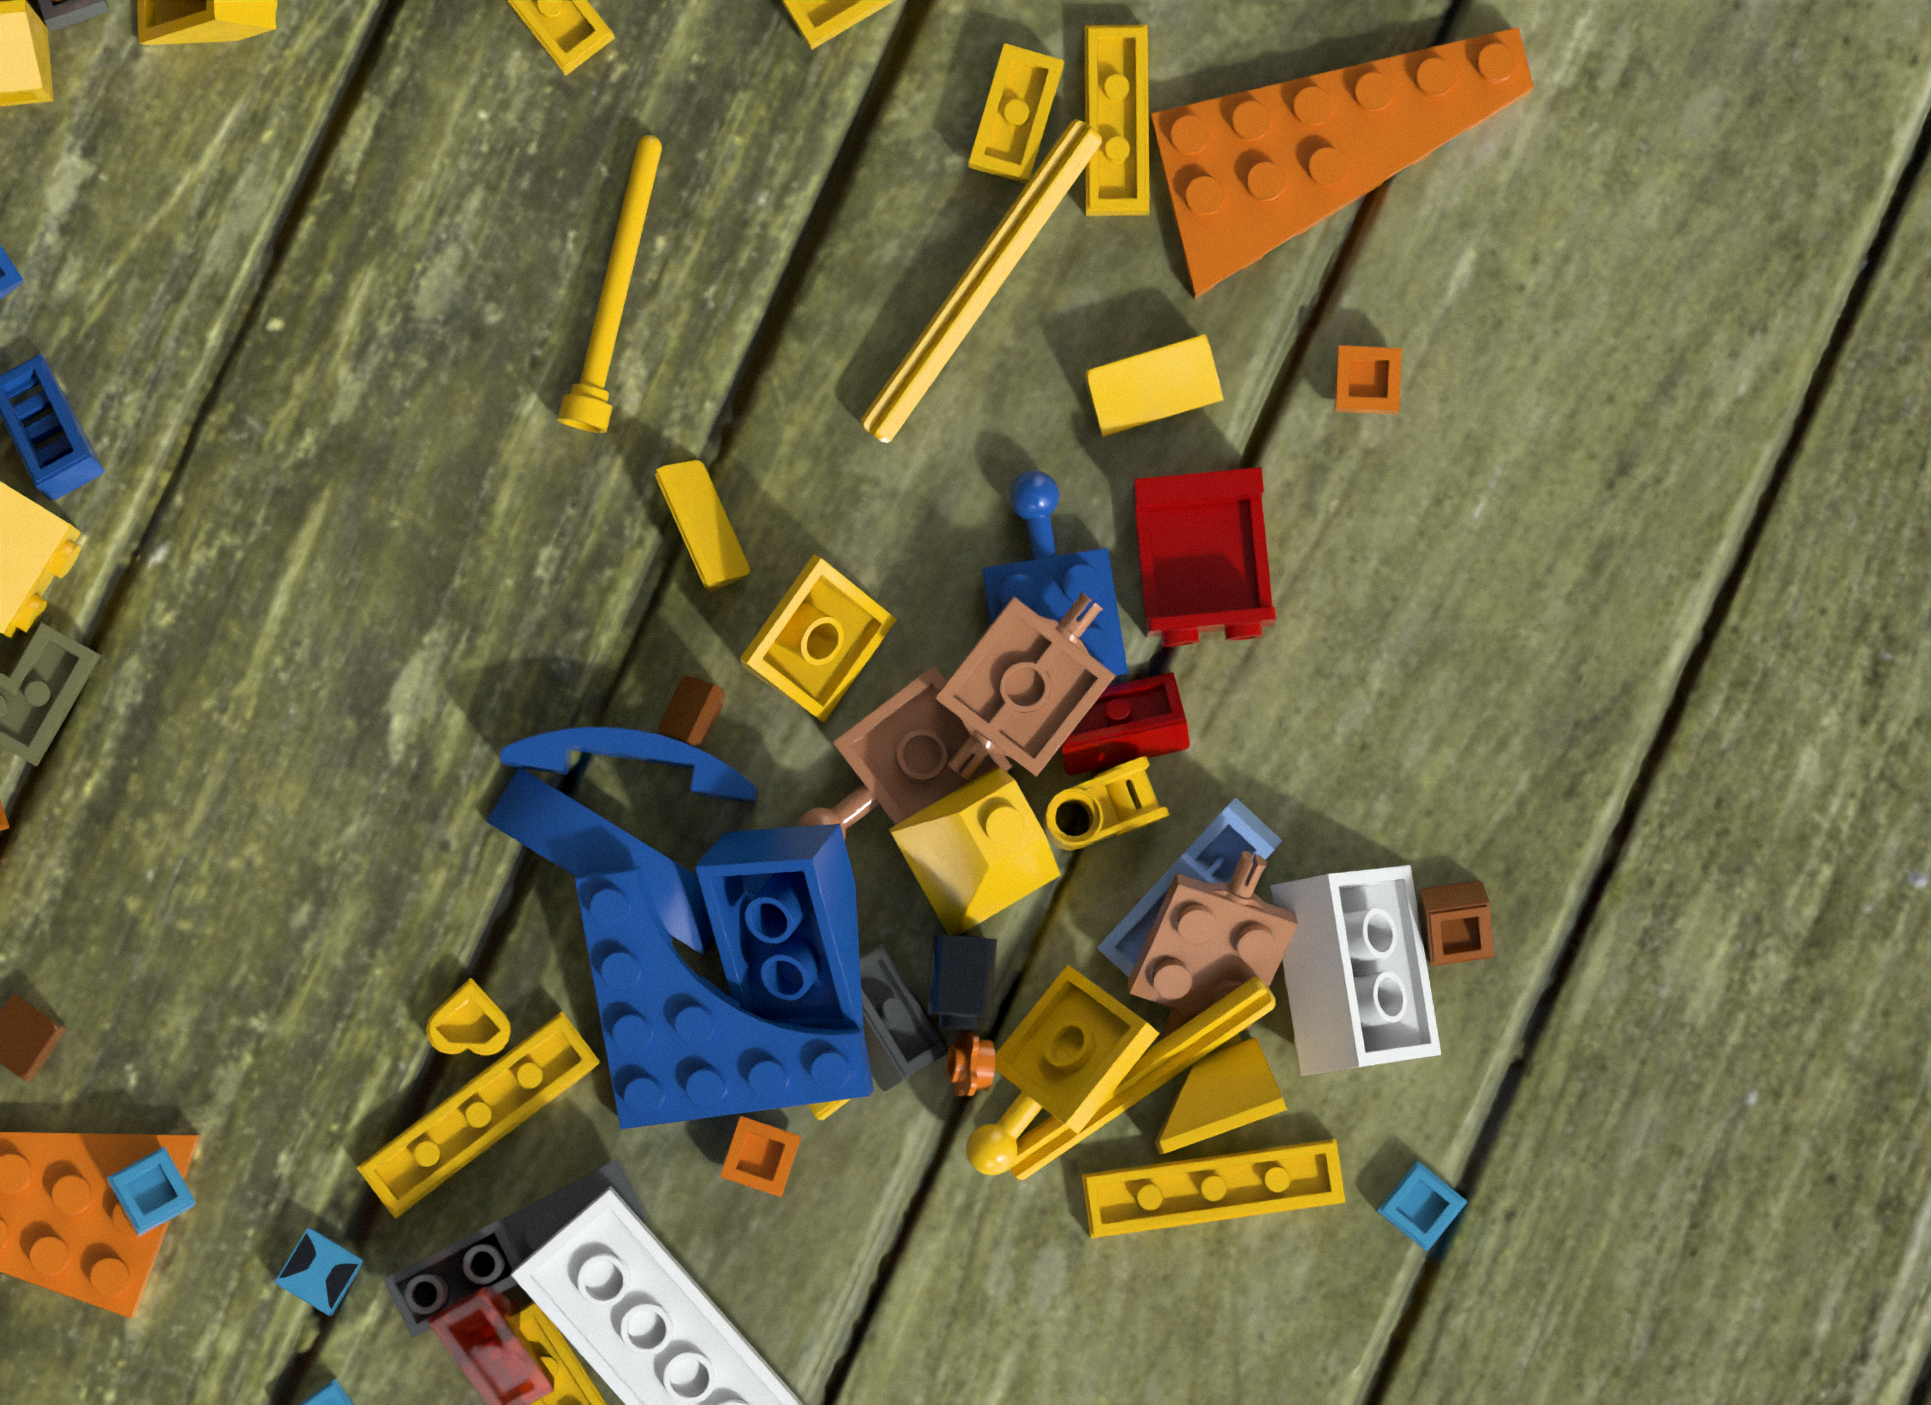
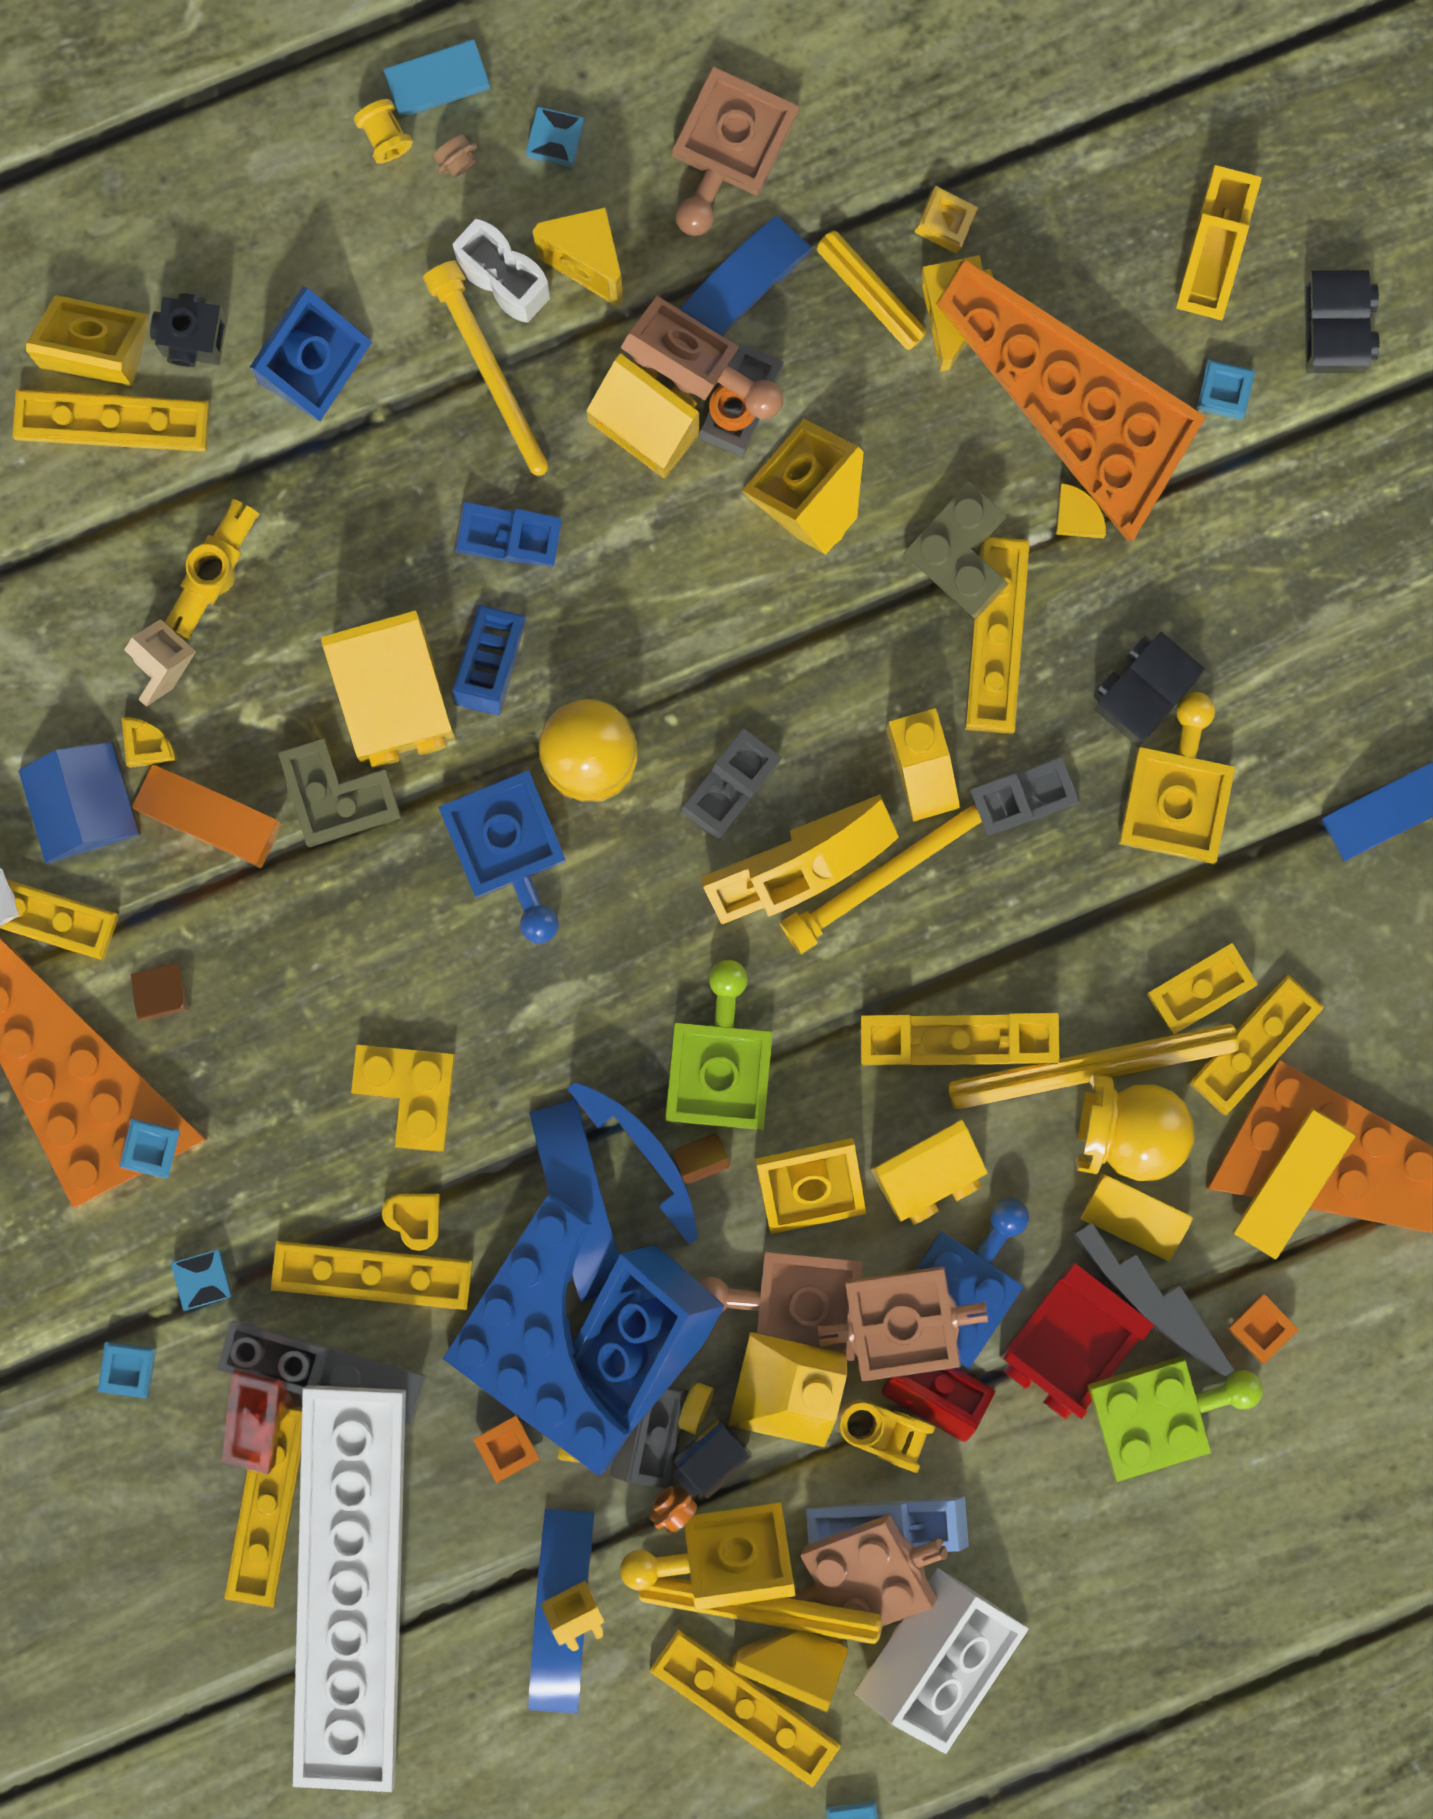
camera: 45 degrees right, 0 degrees up
(221, 423) = (588, 750): none -> yellow tile
(223, 582) = (504, 841): none -> blue plate
(356, 890) = (420, 1082): none -> yellow plate
(389, 332) = (731, 784): none -> dark grey slope
(531, 341) = (804, 867): none -> yellow slope
(555, 143) = (923, 764): none -> yellow slope
(629, 611) = (717, 1069): none -> lime plate
(681, 86) = (1024, 796): none -> dark grey slope
(703, 524) = (807, 1058): yellow slope -> none
(832, 372) = (960, 1039): none -> yellow slope
(904, 950) = (696, 1408): none -> yellow tile
(918, 521) = (929, 1172): none -> yellow slope
(955, 1261) = (562, 1564): none -> blue slope
(966, 1247) = (573, 1614): none -> yellow tile
(1078, 301) = (1137, 1132): none -> yellow tile
(1268, 442) = (1168, 1309): none -> dark grey slope
(1270, 214) = (1294, 1183): none -> yellow tile
(1342, 554) = (1155, 1418): none -> lime plate
(1457, 923) = (1025, 1687): dark orange slope -> none

